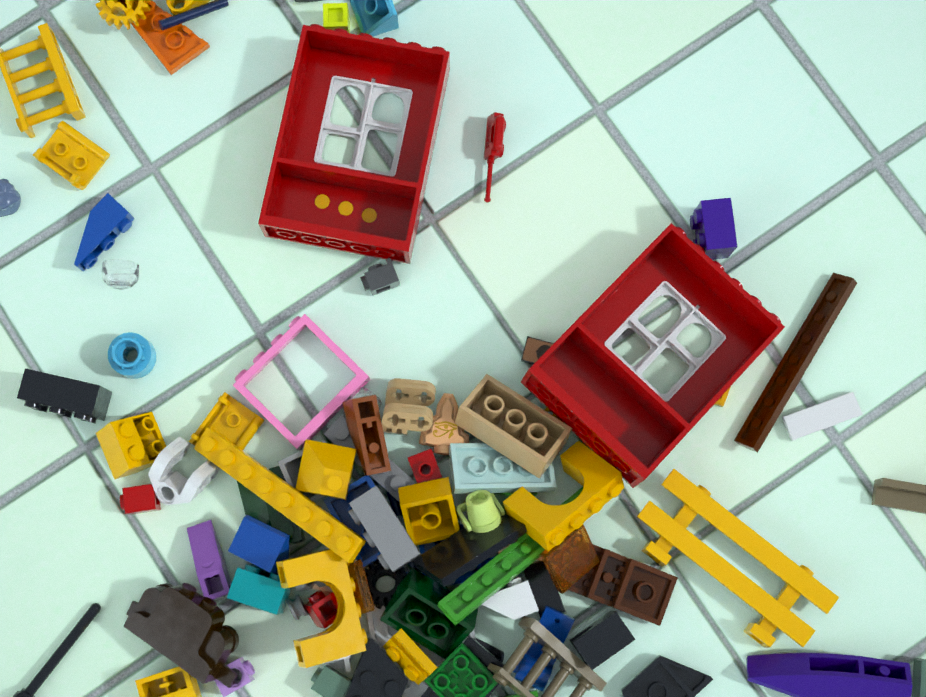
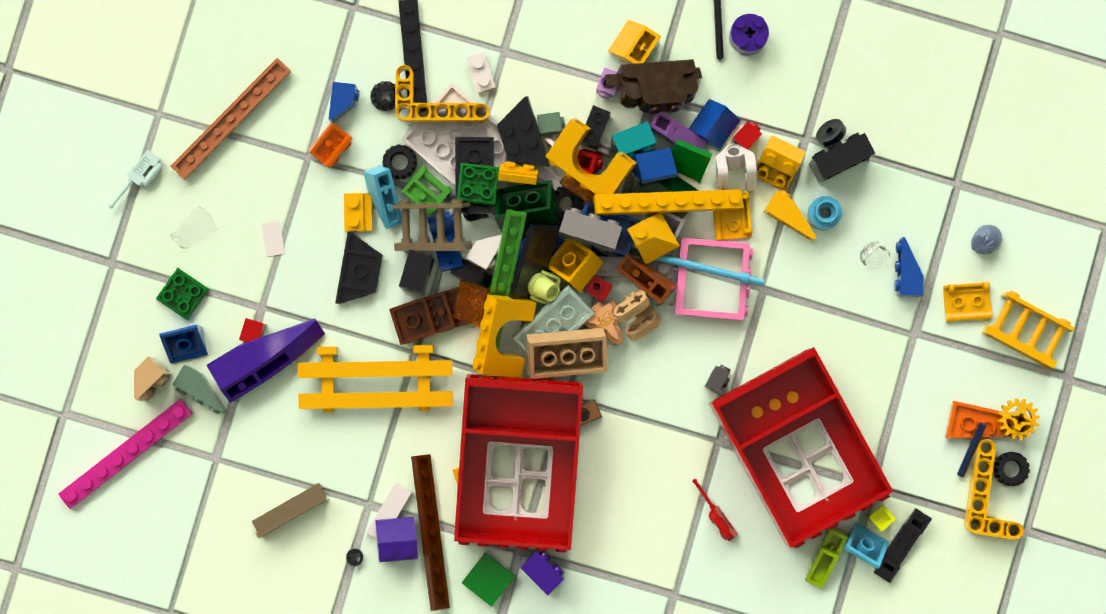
camera: 140 degrees right, 5 degrees up
(30, 605) = (755, 25): none -> dark purple brick
(53, 430) = (831, 132): none -> black piece
(162, 541) = (714, 124): none -> blue slope
(168, 387) = (786, 212): none -> yellow slope
(218, 521) = (690, 160): none -> green tile
(268, 354) = (743, 277): none -> medium azure bar
(281, 642) = (597, 122): none -> black brick
(422, 24) = (826, 557): none -> lime slope
(772, 268) = (488, 579): none -> green tile
(838, 380) = (396, 539): none -> dark purple slope
(896, 393) = (355, 563): none -> black bush

